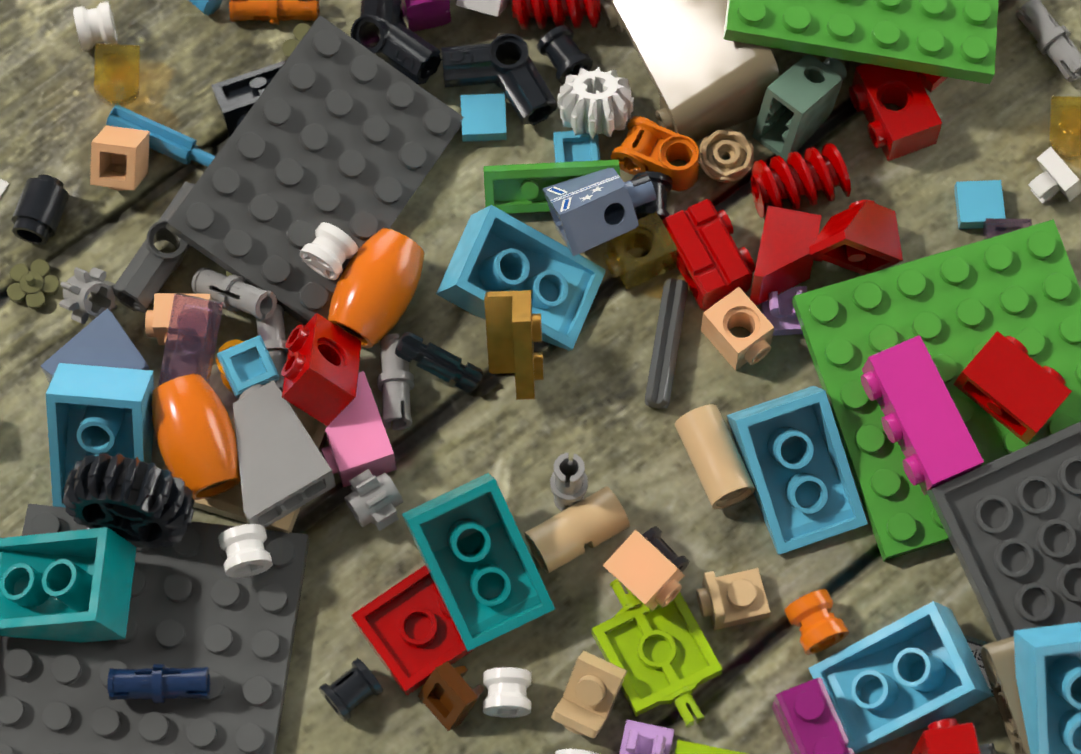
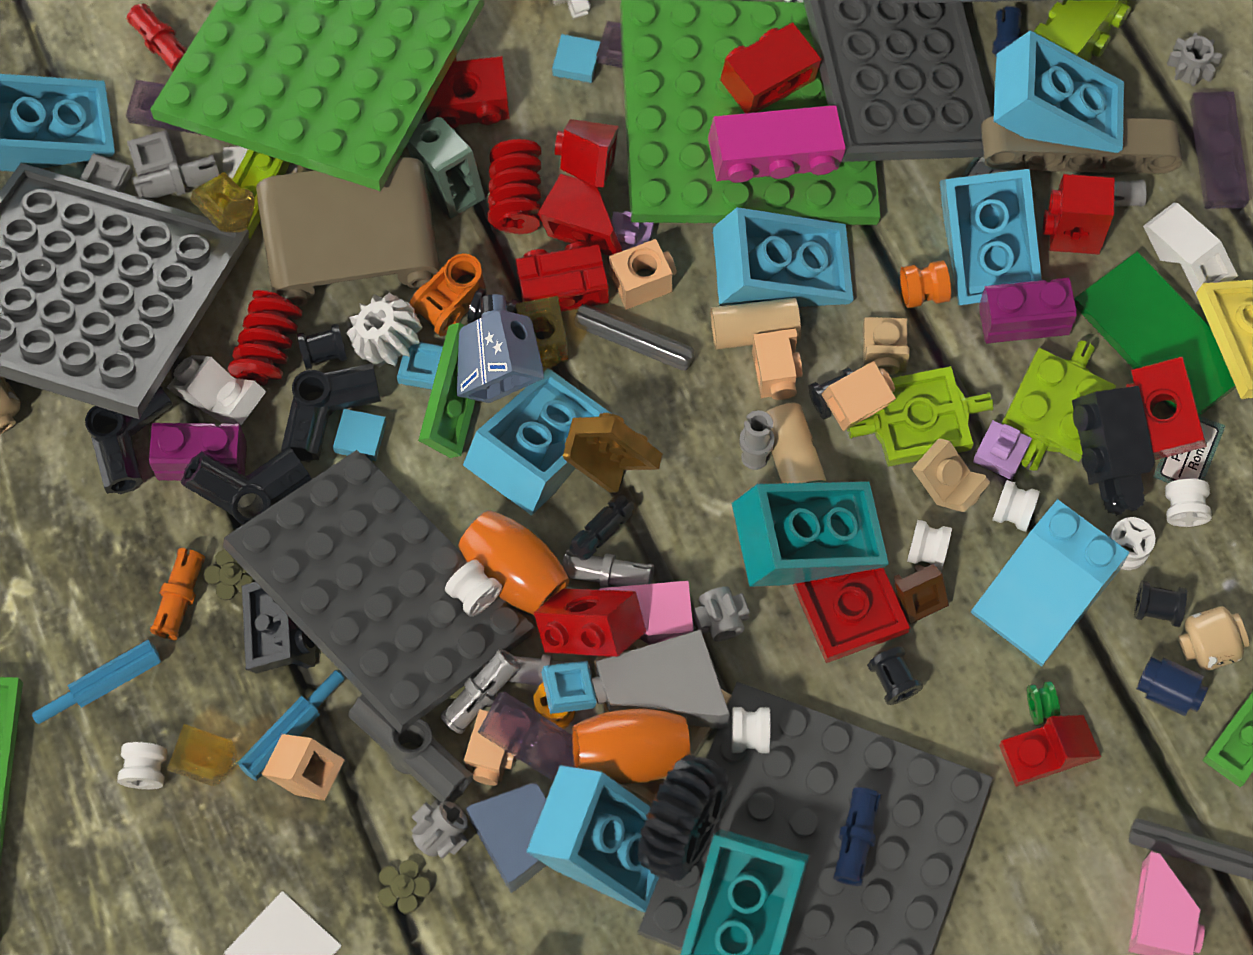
camera: 75 degrees left, 0 degrees up
(39, 209) = (329, 859): black brick -> none
(672, 488) = (777, 363): none -> light nougat brick
(726, 143) = (466, 229): tan plate -> none

